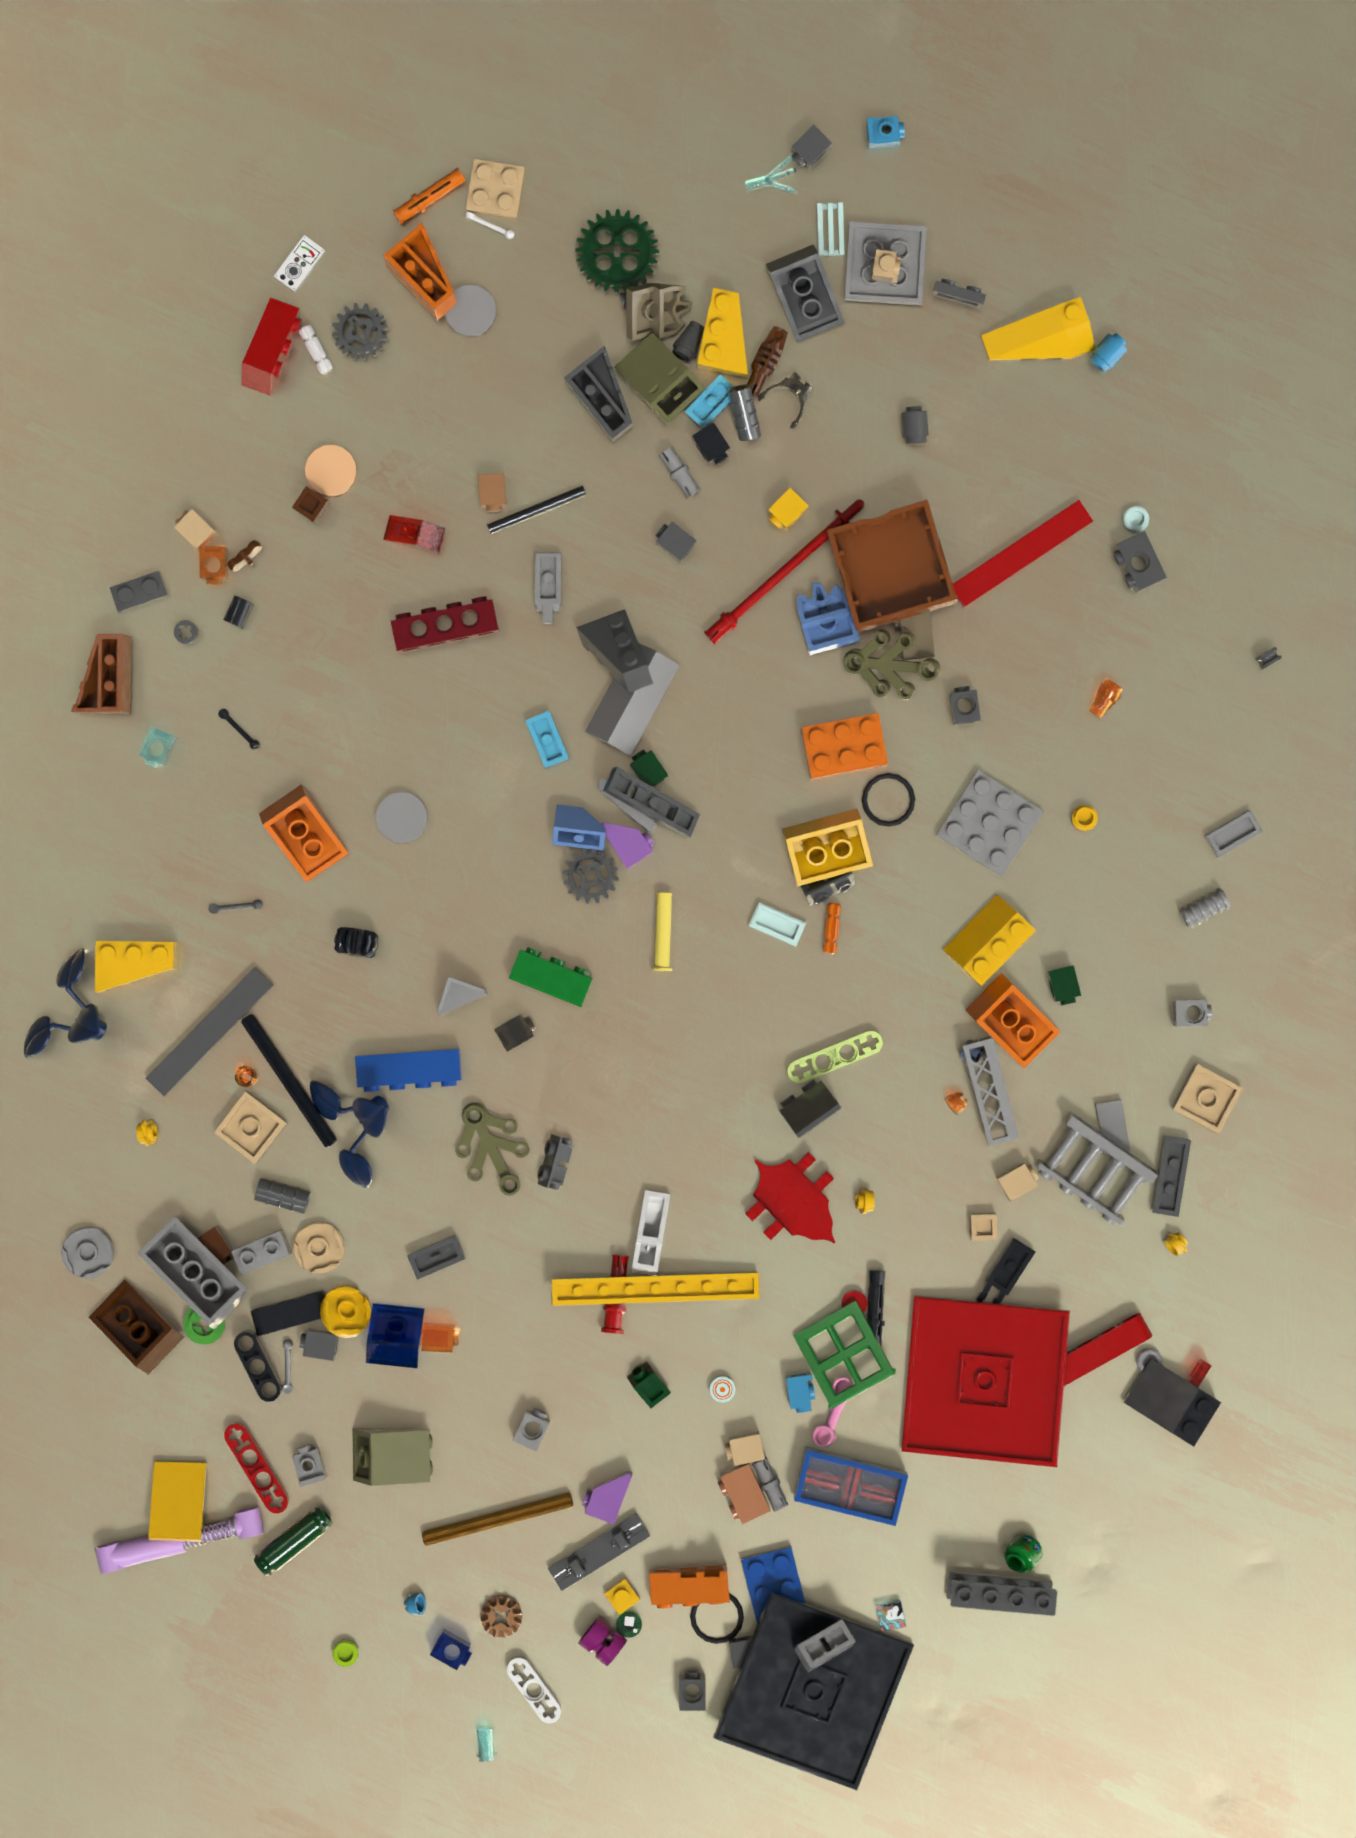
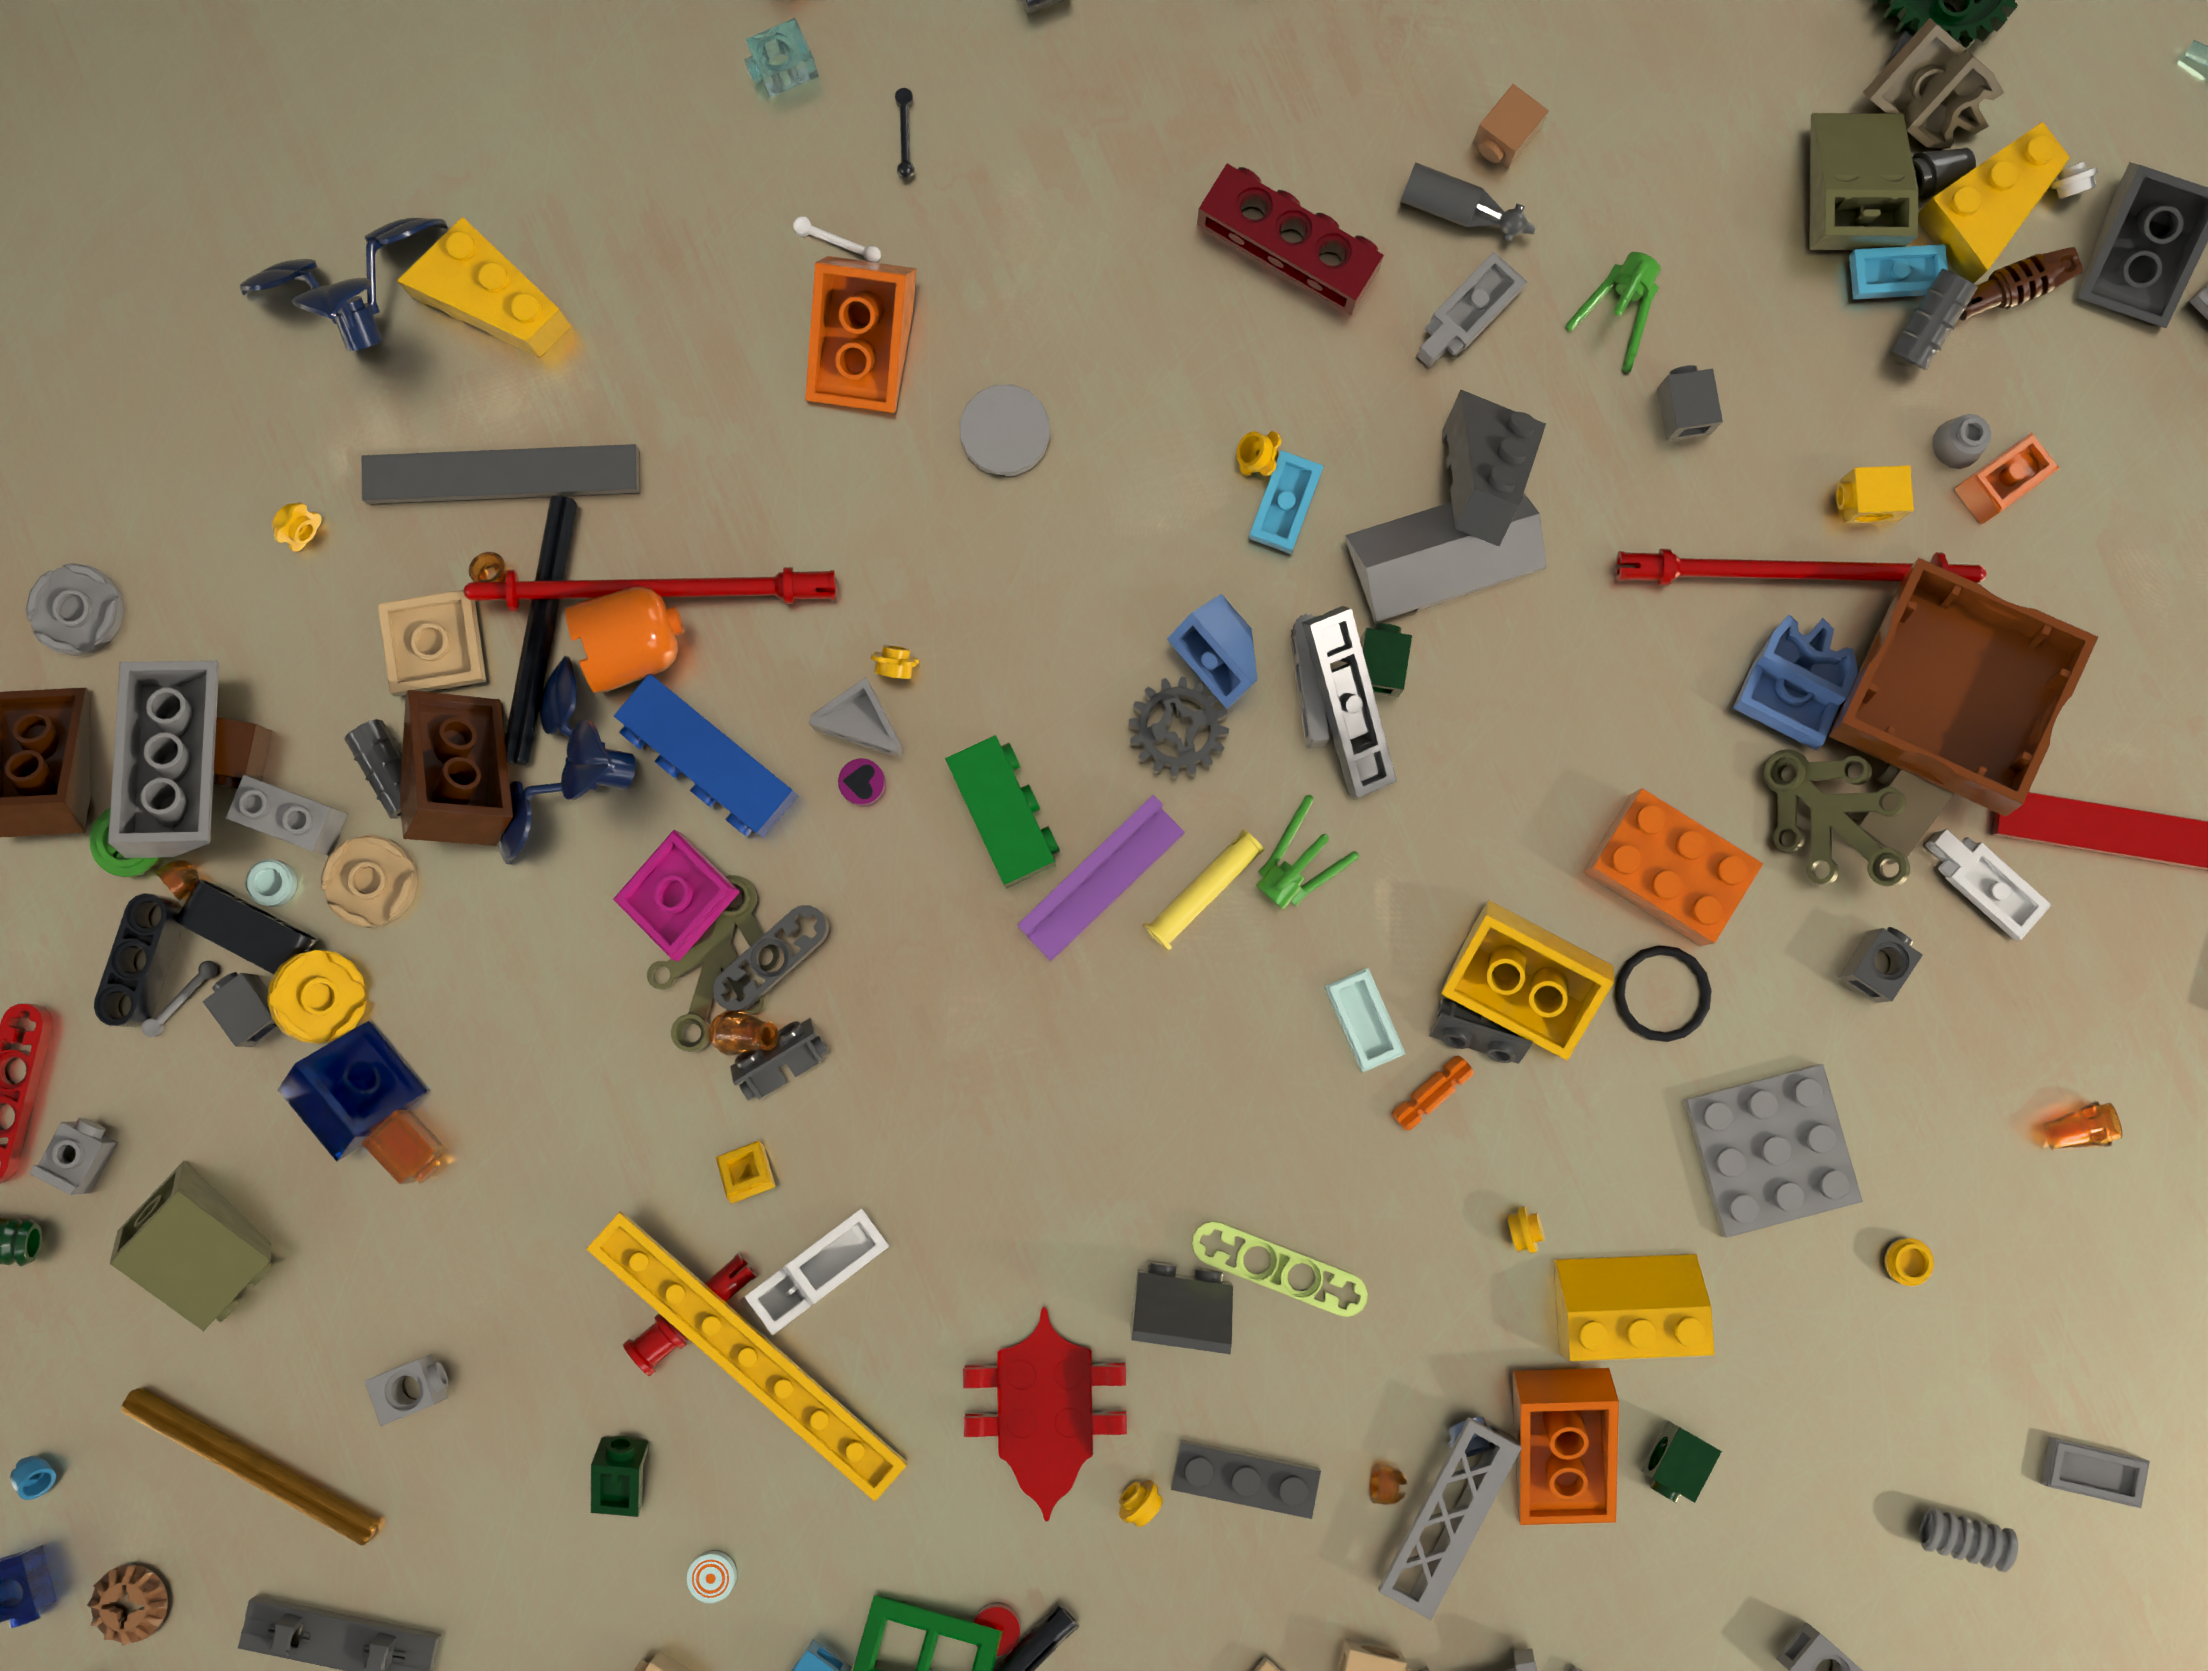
camera: 45 degrees right, 5 degrees down
(214, 908) = (659, 328): dark grey hinge -> none
(234, 809) = (804, 228): none -> white hinge
(240, 1319) = (178, 877): none -> clear orange hinge
(279, 1286) = (271, 883): none -> light aqua tile
(313, 1169) = (454, 769): none -> reddish brown slope
(330, 1049) = (624, 636): none -> orange cylinder
(356, 942) = (792, 529): black gear -> none
(373, 968) = (785, 585): none -> red bar
(414, 533) = (1361, 90): clear red slope -> none
(436, 1257) = (505, 1037): dark grey plate -> none
(448, 957) = (894, 662): none -> yellow plate
(450, 1135) = (676, 895): none -> dark pink tile
(481, 1019) = (861, 782): none -> magenta tile
(502, 542) = (1461, 202): none -> dark grey wheel
(515, 1031) = (888, 838): clear smoke brick -> none
(516, 729) = (1258, 453): none -> yellow plate
(521, 1106) = (752, 990): none -> dark grey beam
(530, 1166) = (741, 1033): none -> clear orange cone
(536, 509) = (1547, 205): black bar -> none
(584, 1219) = (745, 1172): none -> yellow tile
(600, 394) = (1764, 127): dark grey wedge -> none
(604, 508) = (1634, 281): none -> bright green plant
(607, 1498) = (417, 1580): medium lavender slope -> none
(617, 967) = (1101, 878): none -> medium lavender fence
(628, 843) = (1267, 731): medium lavender slope -> none
(679, 472) = (1775, 321): light grey pin -> none
(692, 899) = (1284, 882): none -> bright green plant
(711, 444) = (1851, 322): black brick -> none
(749, 293) = (2074, 180): none -> white plate
(793, 385) = (2025, 349): clear smoke helmet -> none
(802, 451) = (1961, 440): none -> light grey hat
(836, 448) = (2006, 478): none -> orange slope
(898, 1152) = (1245, 1479): none -> dark grey plate
(915, 425) = (2144, 539): dark grey brick -> none
(919, 949) = (1525, 1230): none -> yellow plate
(979, 631) = (1988, 883): none -> white hinge

